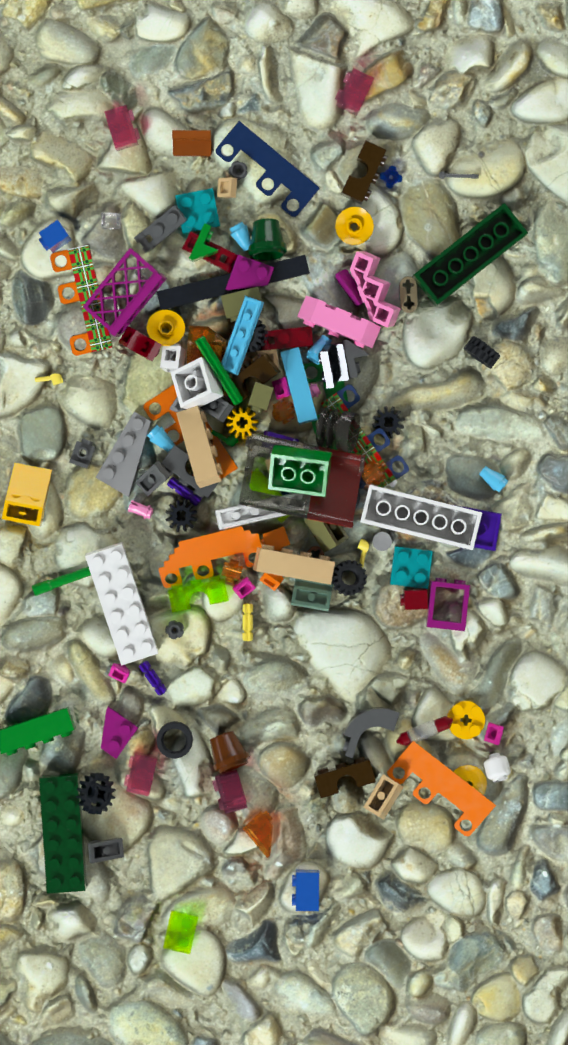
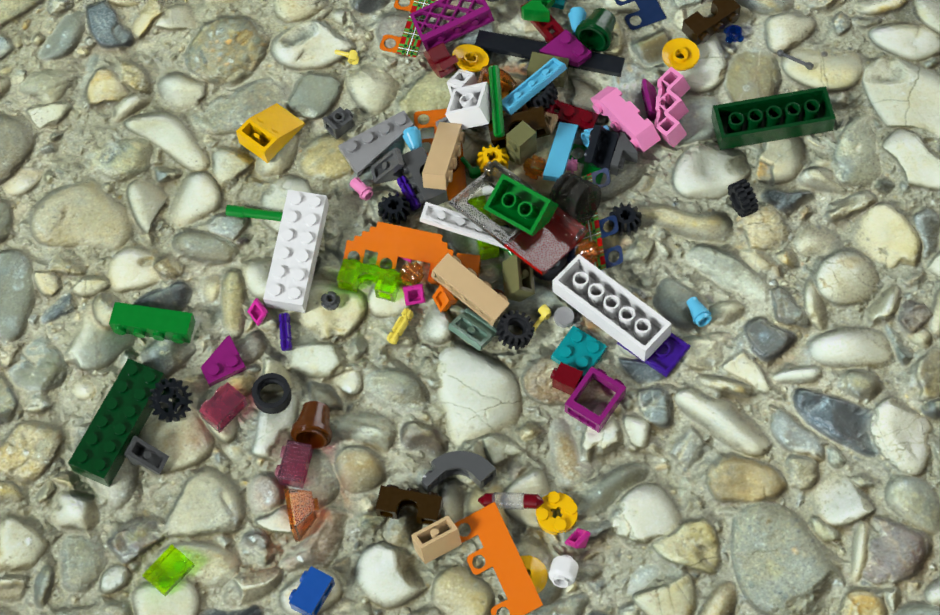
camera: 30 degrees right, 25 degrees down
(218, 409) = (477, 138): dark grey slope -> none
(281, 388) = (544, 148): dark pink slope -> none
(403, 294) = (697, 128): dark tan beam -> none

